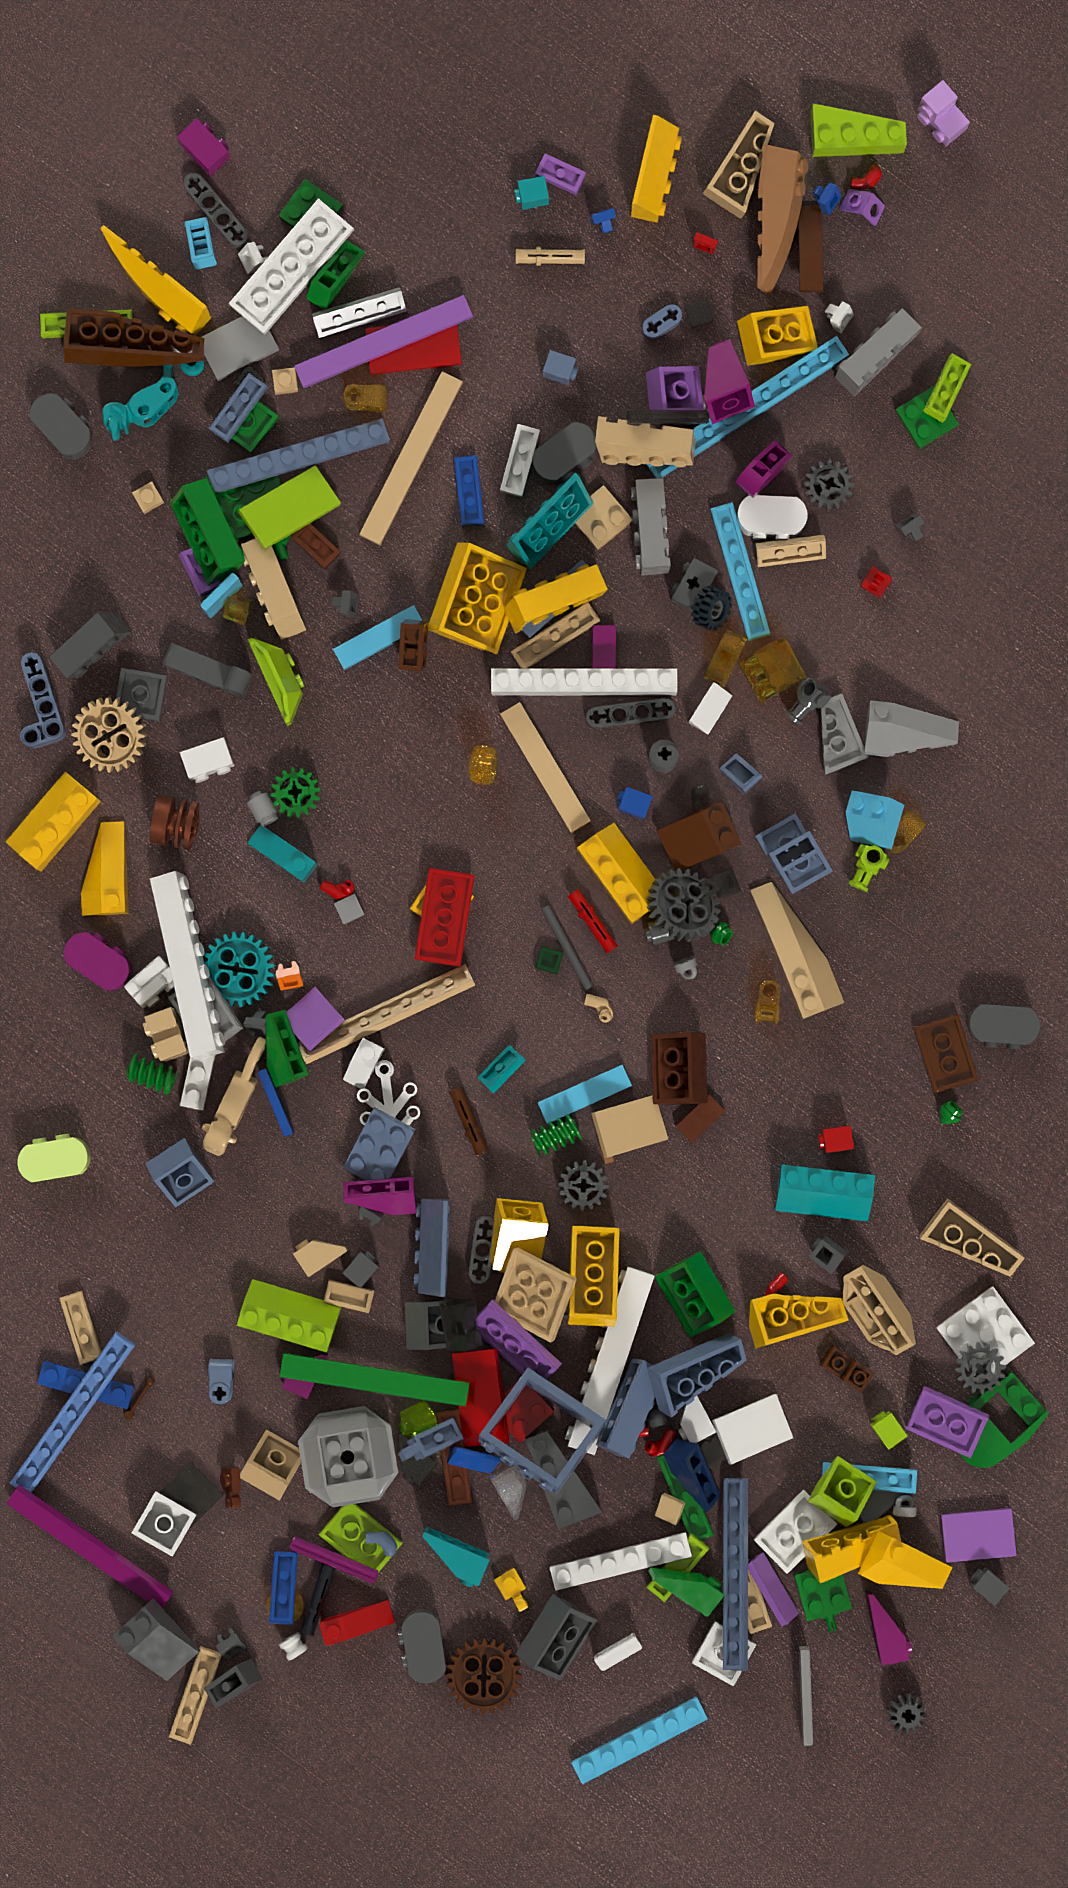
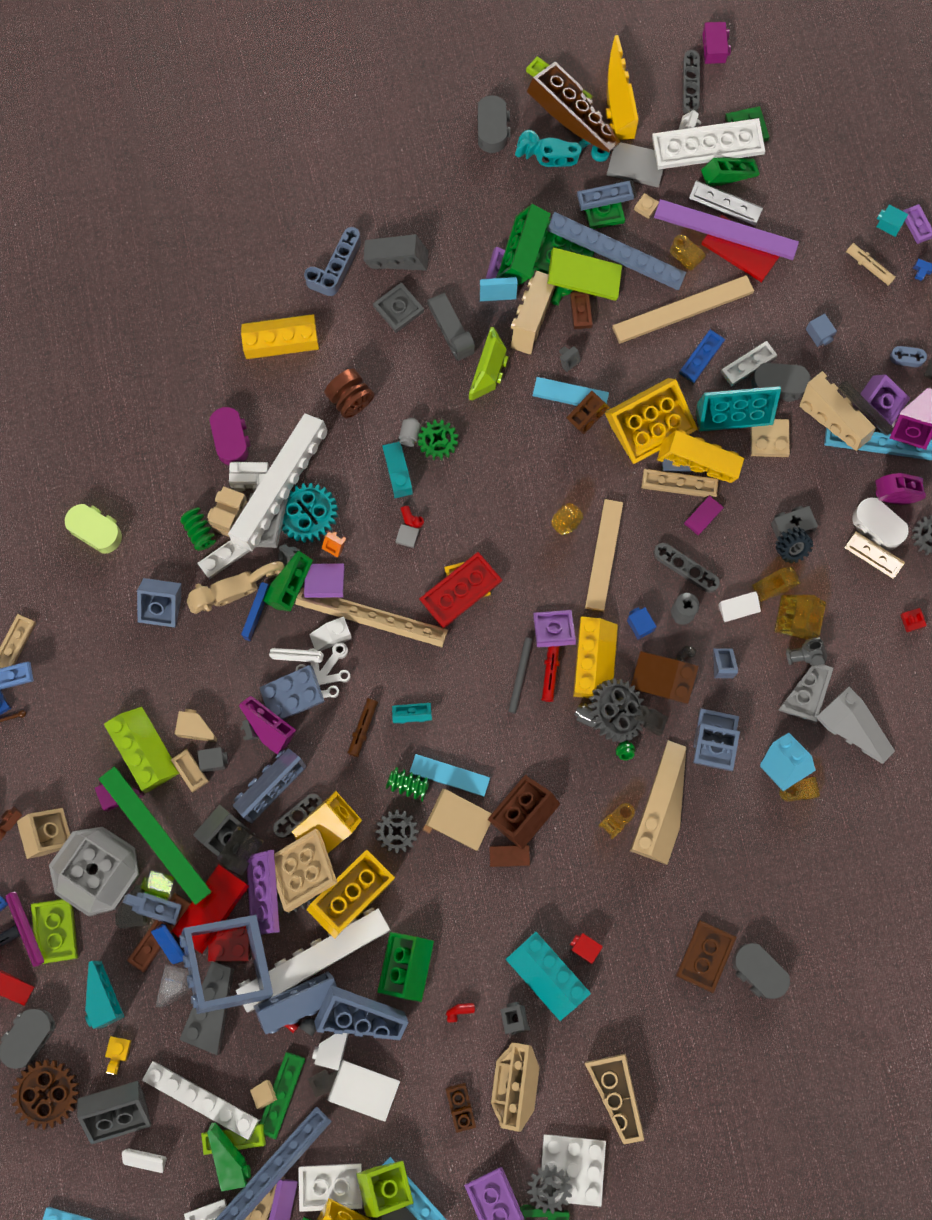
camera: 40 degrees right, 10 degrees down
(106, 878) = (281, 394): yellow wedge -> none
(120, 753) = (355, 329): tan gear -> none
(148, 497) = (506, 204): tan plate -> none
(203, 257) = (662, 102): medium azure slope -> none
(207, 759) = (403, 376): white brick -> none
(221, 1375) = (65, 749): sand blue piece -> none
(236, 610) = (499, 307): clear yellow tile -> none
(350, 1110) = (296, 655): none -> white axle
(384, 1539) = (66, 945): sand blue arm -> none
(549, 960) = (502, 673): dark green tile -> none
(561, 878) = (554, 628): none -> medium lavender tile
(584, 682) = (674, 523): white brick -> none
(602, 1006) = (509, 731): tan arm -> none
(651, 526) = (797, 468): light grey wedge -> none
(660, 1447) = (294, 1047): red arm -> none
(685, 964) = (589, 751): light grey tile -> none
(692, 1471) = (299, 1081): dark blue slope -> none
(740, 571) = (830, 541): medium azure tile -> none
(786, 1316) = (450, 1035): yellow wedge -> none
(867, 867) = (757, 791): lime connector -> none
(888, 1429) = (452, 1174): lime brick -> none
(950, 1113) = (675, 998): green plate -> none

